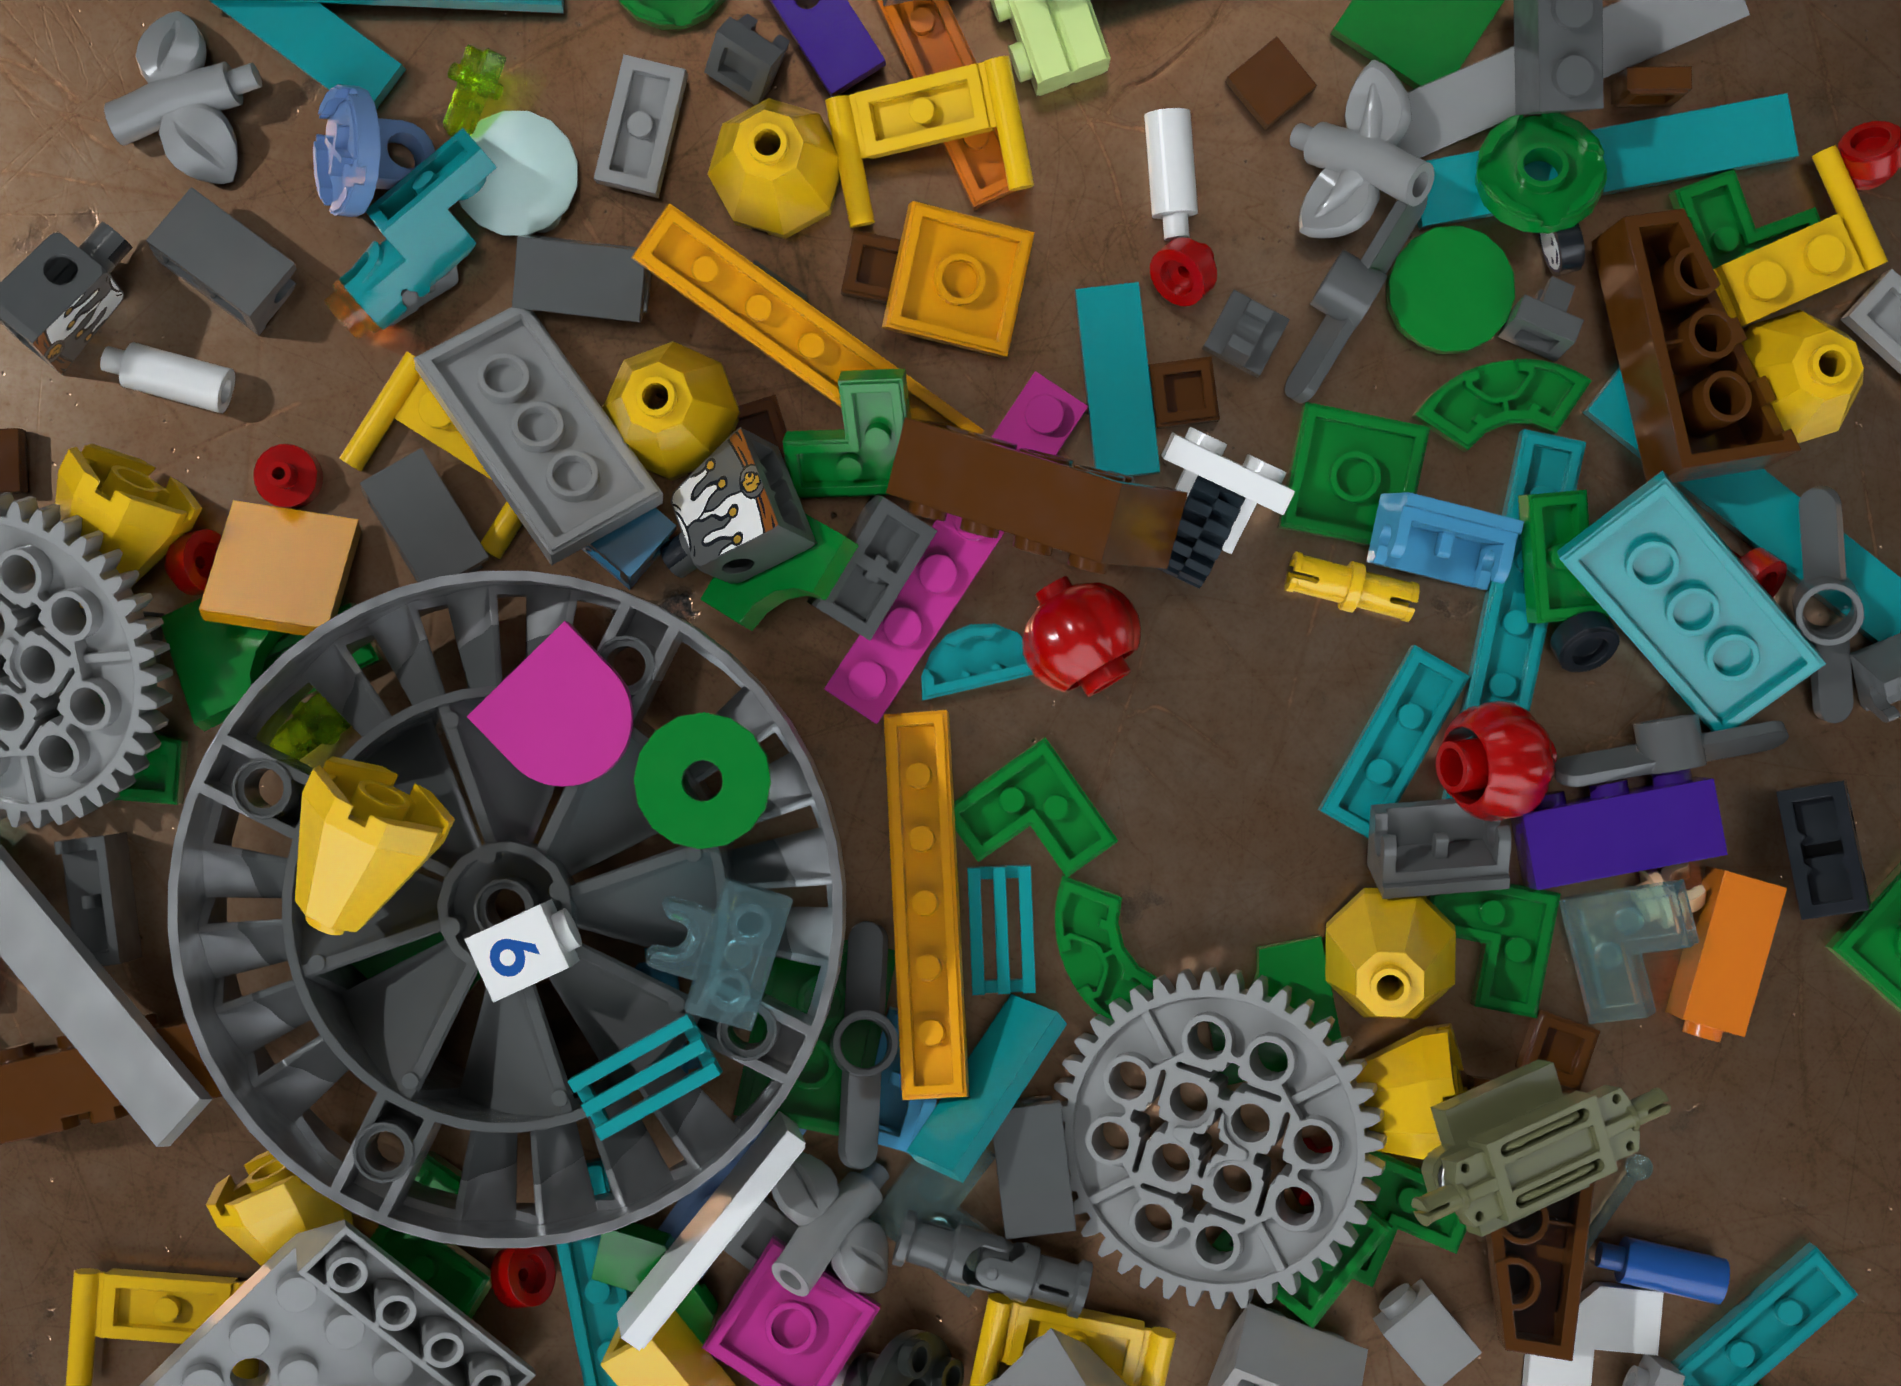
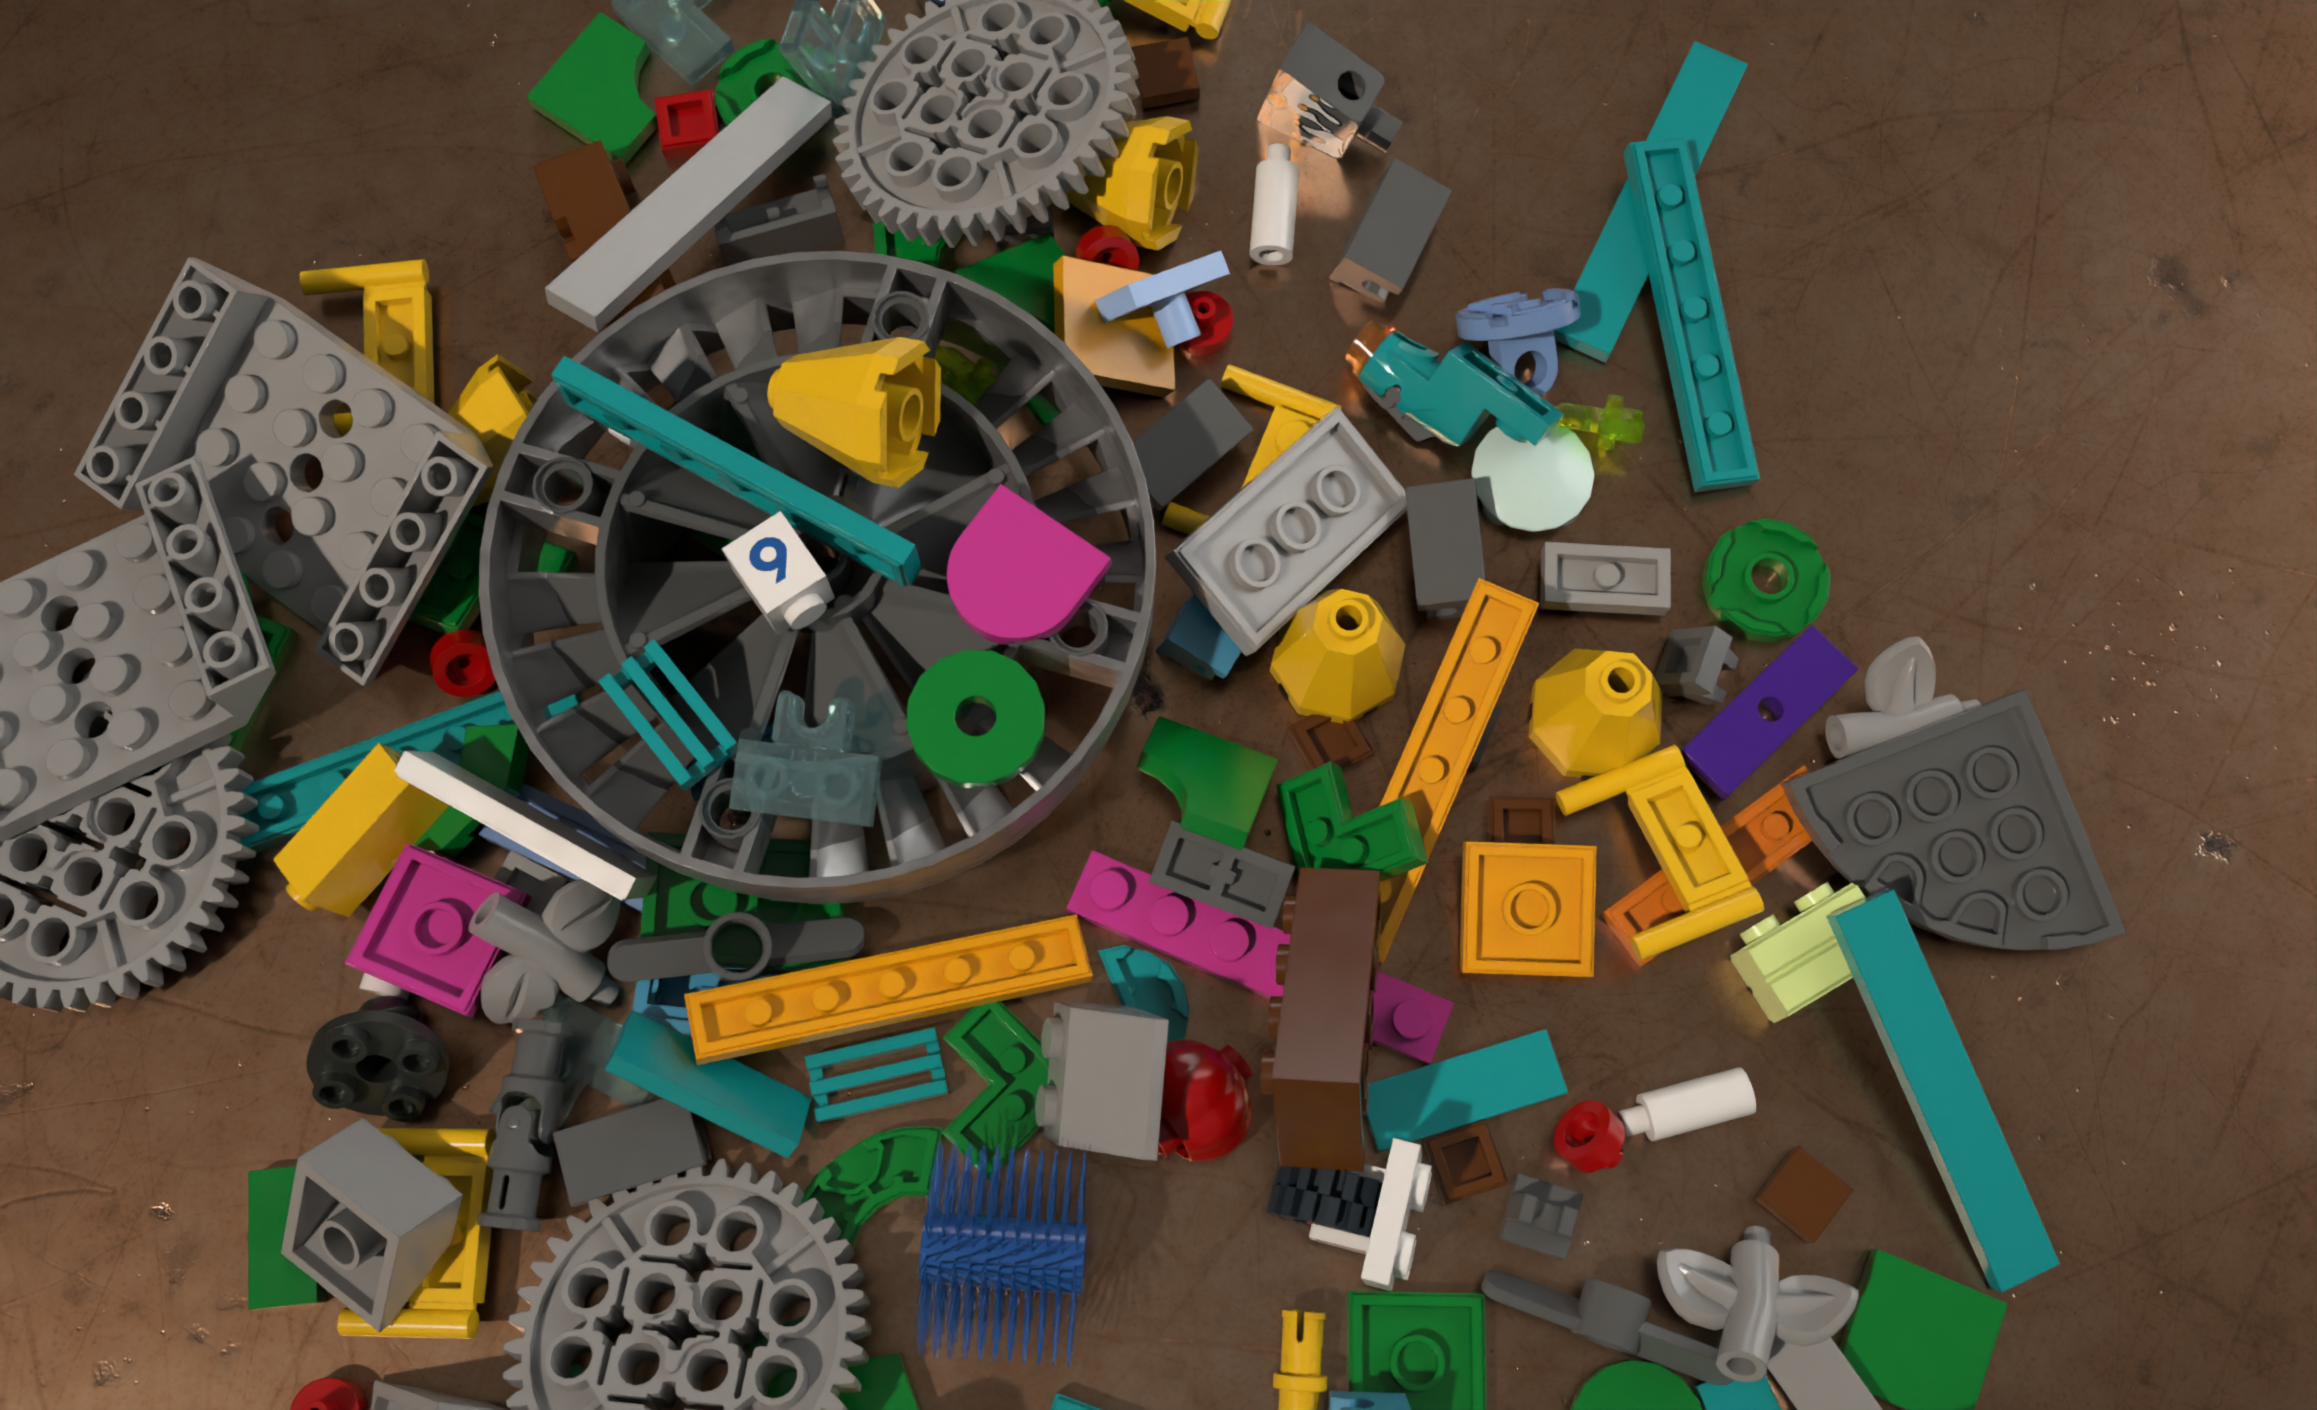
camera: 75 degrees right, 15 degrees down
(184, 100) = (1528, 175): light grey plant -> none
(259, 510) = (1166, 297): none -> light blue tile
(407, 979) = (737, 472): none -> teal tile
(737, 513) = (1251, 730): torso -> none
(1051, 717) = (1103, 1079): none -> light grey slope
(1195, 843) = (998, 1254): none -> blue piece

